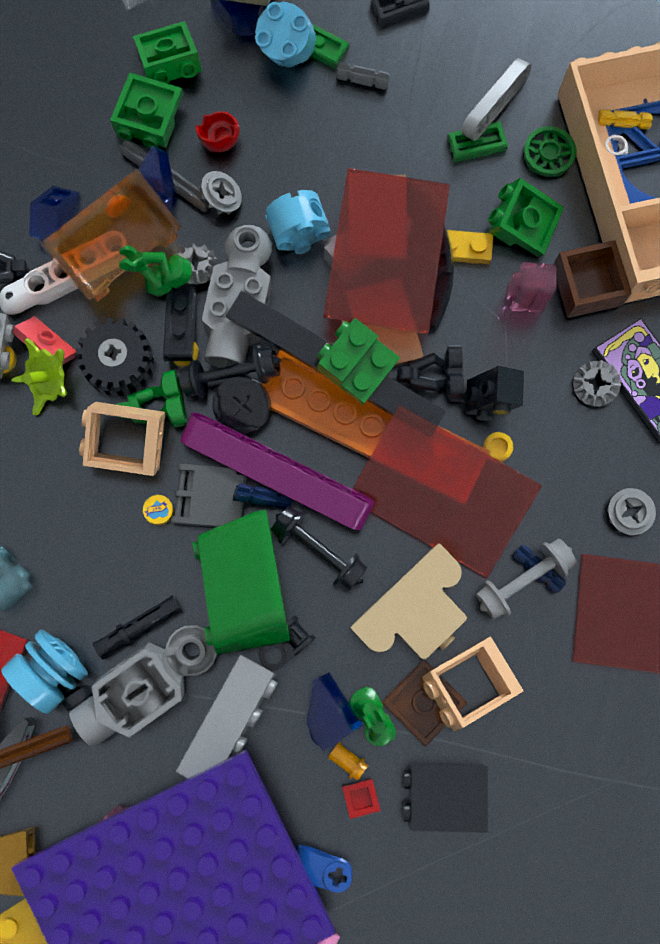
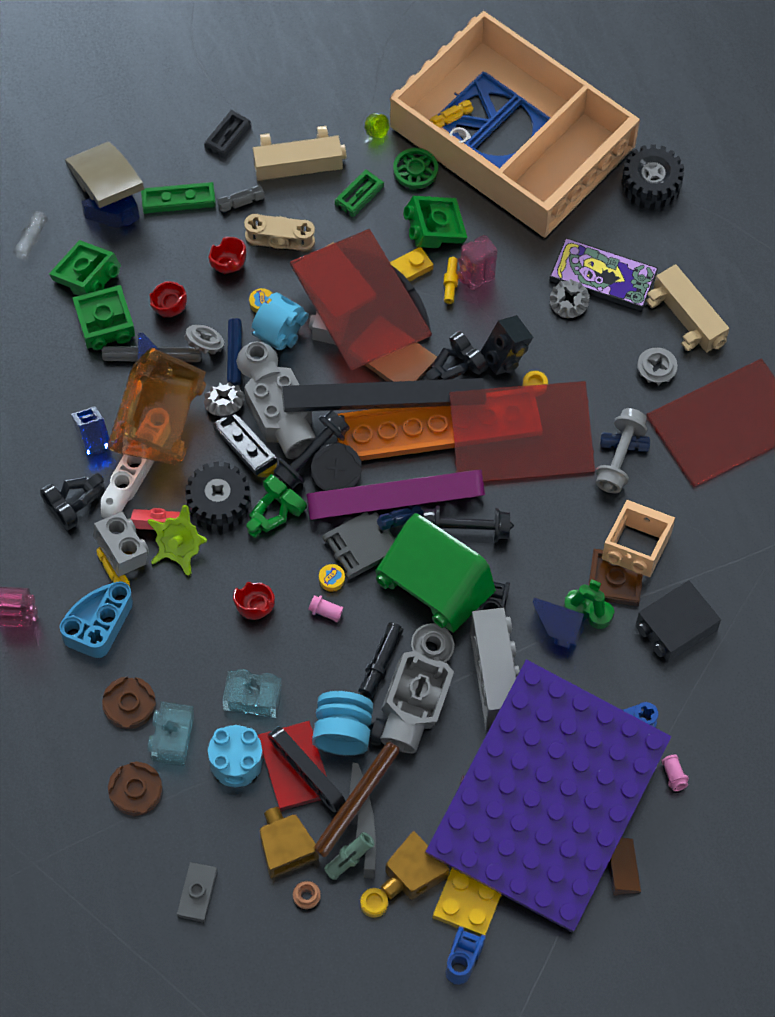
camera: 35 degrees left, 15 degrees down
(65, 484) = (254, 600): none -> red hair
(127, 538) = (325, 608): none -> bright pink pin
(153, 441) = (294, 529): light nougat window -> none
(158, 278) = (209, 424): green piece -> none
(245, 217) = (234, 348): none -> dark blue axle
(285, 34) = (167, 202): medium azure brick -> none
(304, 124) = (228, 255): none -> red hair
(304, 182) = (257, 298): none -> yellow tile
(348, 761) = (595, 646): light orange pin -> none
(356, 360) = (398, 381): green plate -> none
(361, 798) = (622, 662): red plate -> none
(370, 132) = (279, 232): none -> tan piece
(416, 608) = (563, 518): tan brick -> none
(443, 67) = (298, 156): none -> tan brick
(496, 99) = (352, 155): light grey beam -> none
(496, 287) = (450, 280): none -> yellow bar
(544, 84) = (377, 125): none -> clear neon green tile
(591, 279) = (514, 231): reddish brown piece -> none

